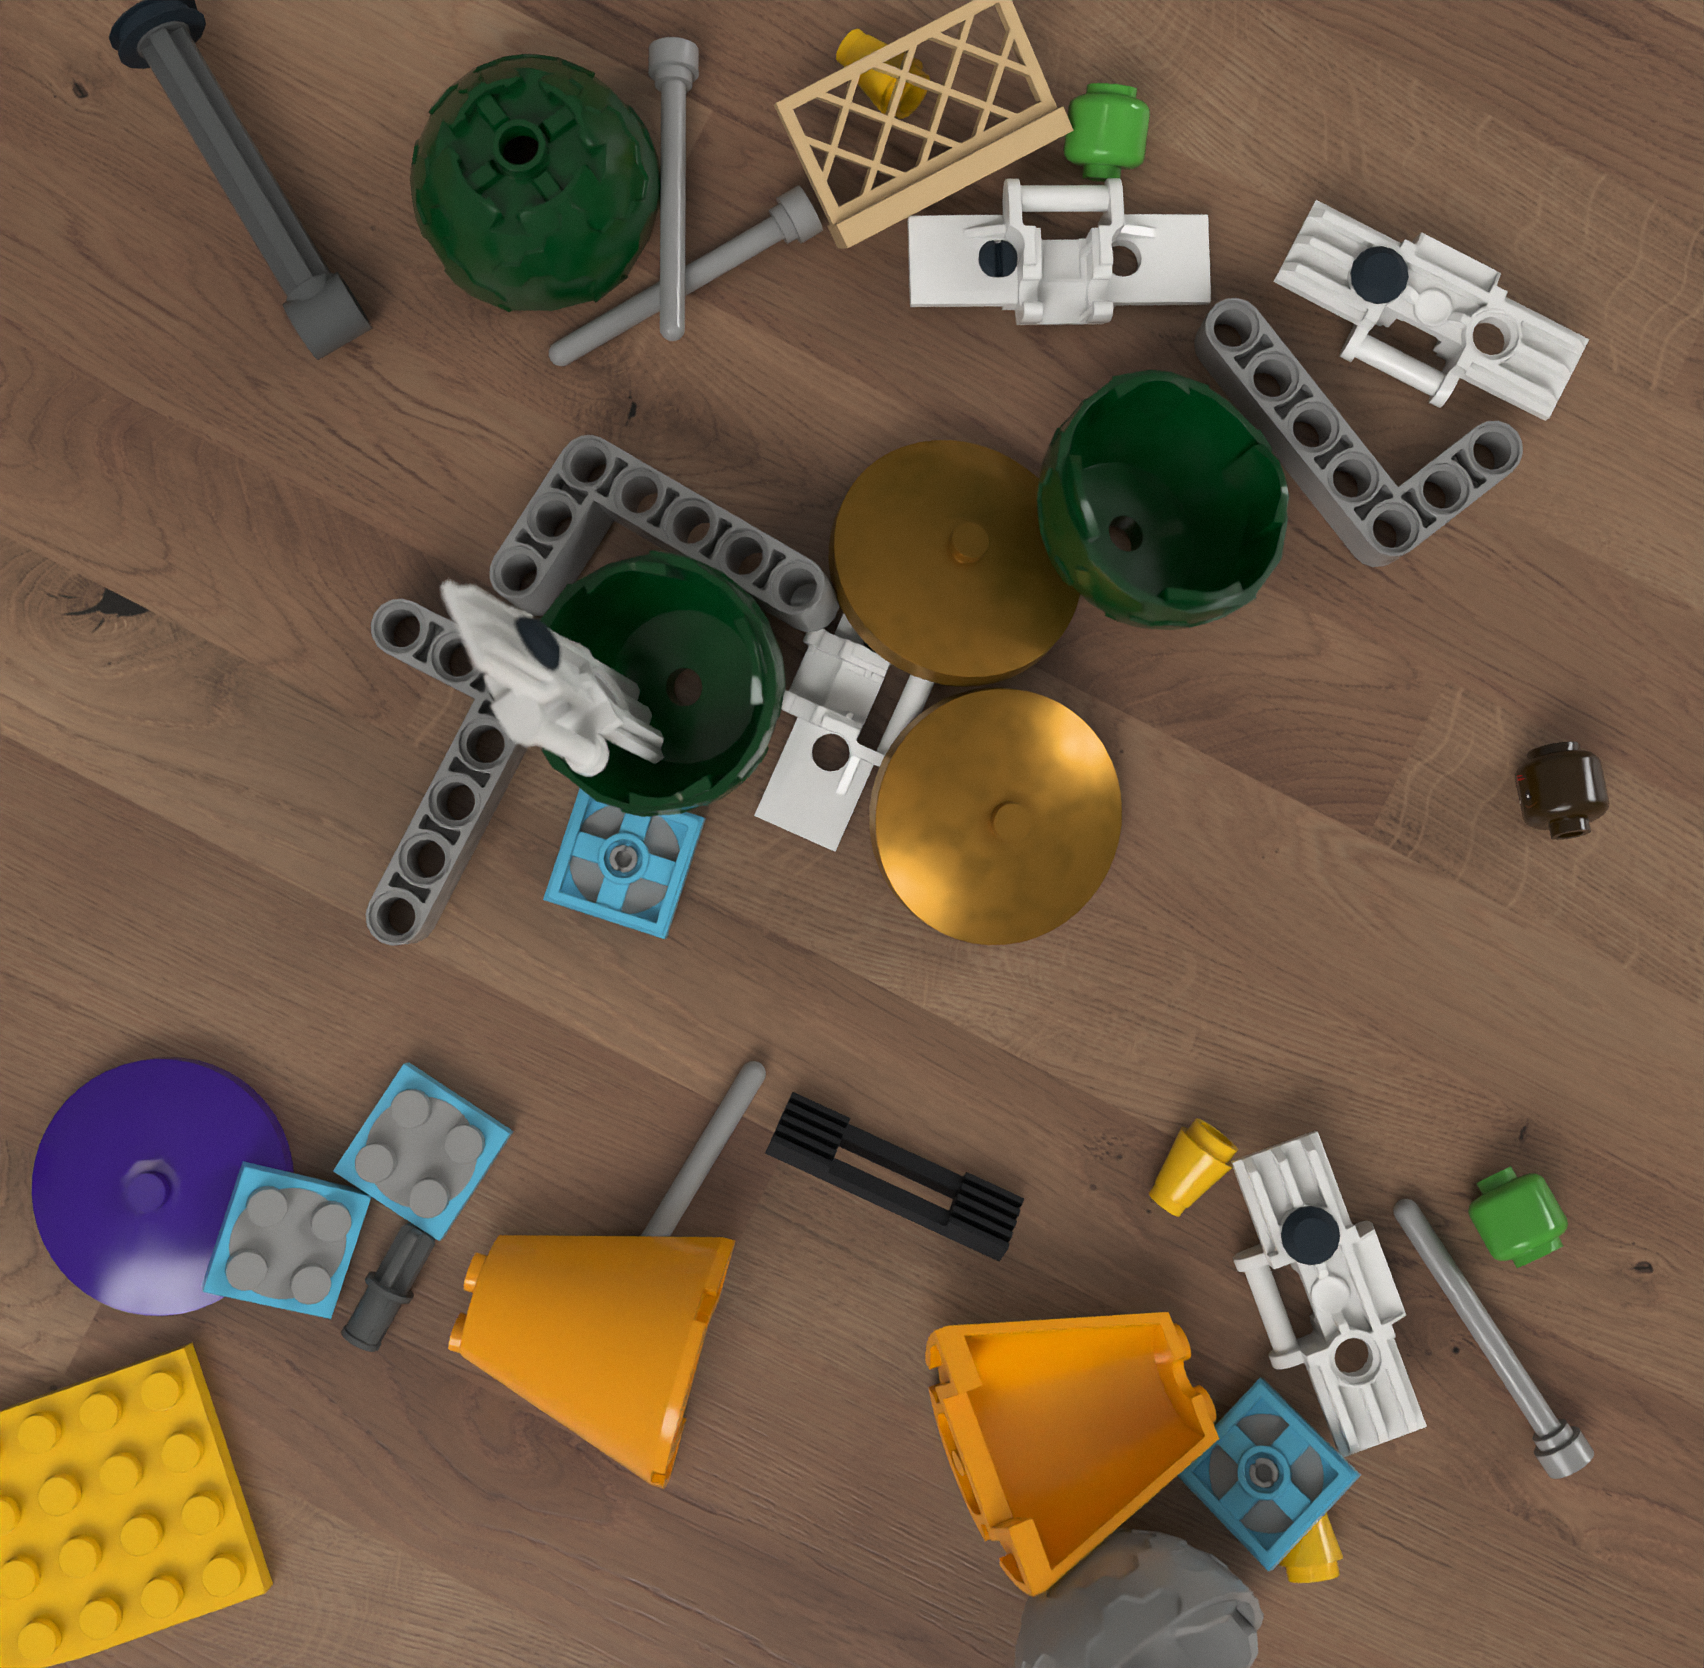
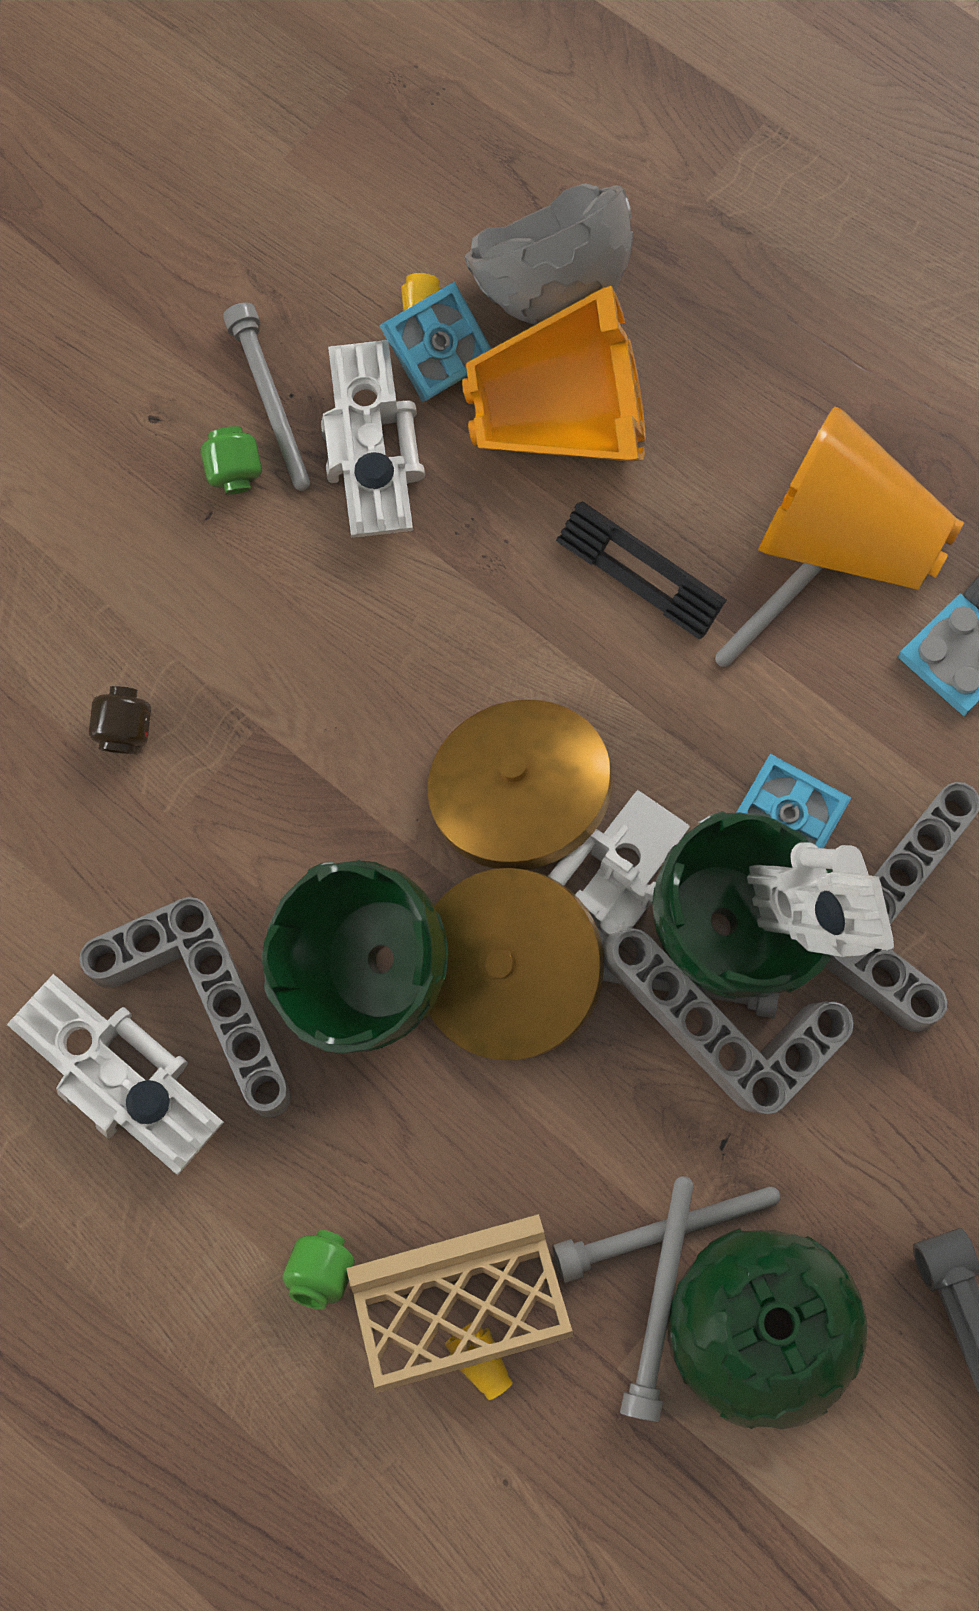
camera: 165 degrees left, 15 degrees down
(1057, 281) = (384, 1163): white piece -> none
(1192, 1167) = (437, 536): yellow cone -> none

